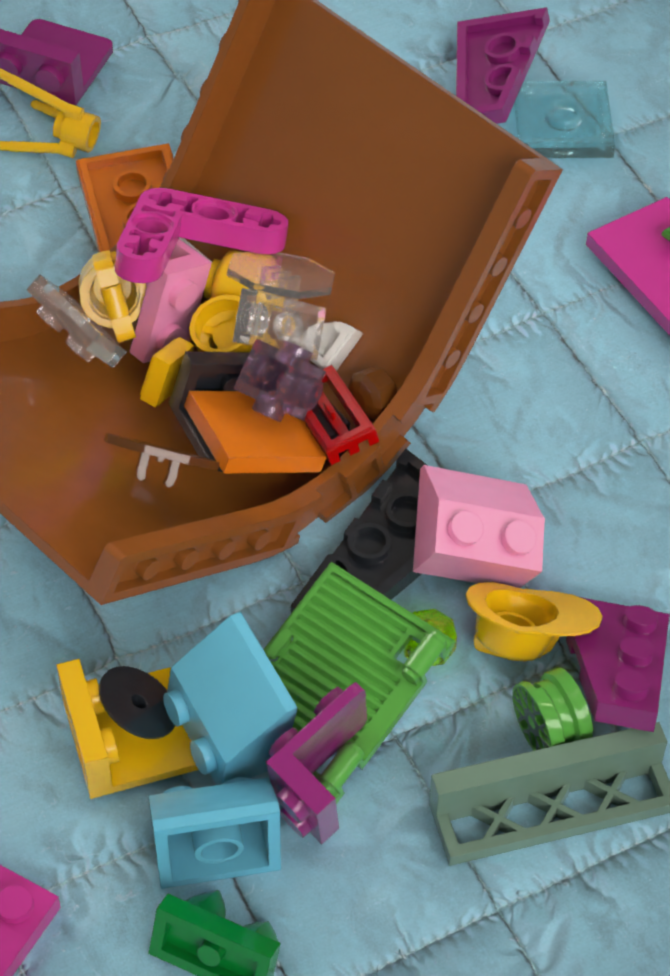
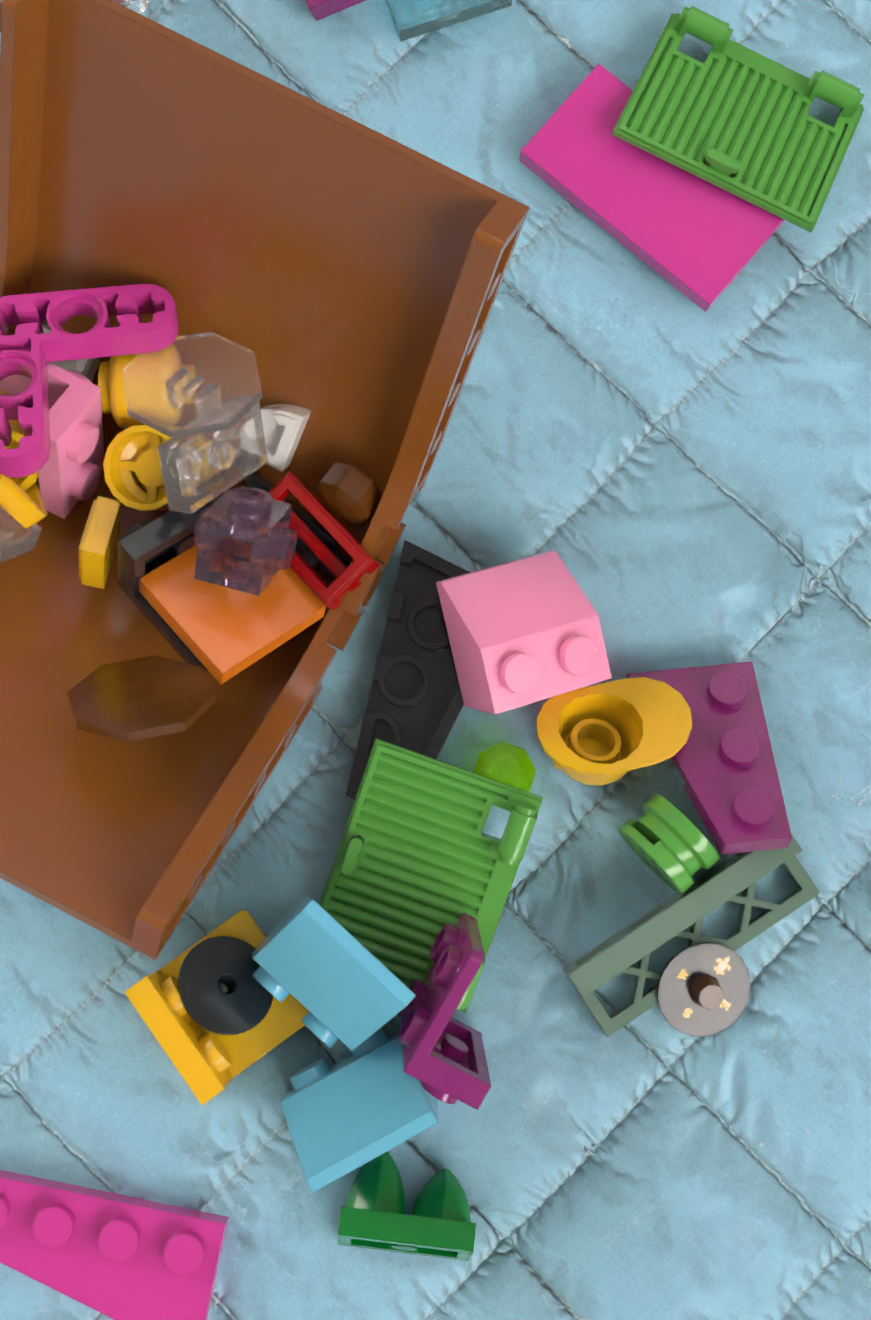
camera: 20 degrees left, 30 degrees up
(549, 848) = (703, 989): none -> piece

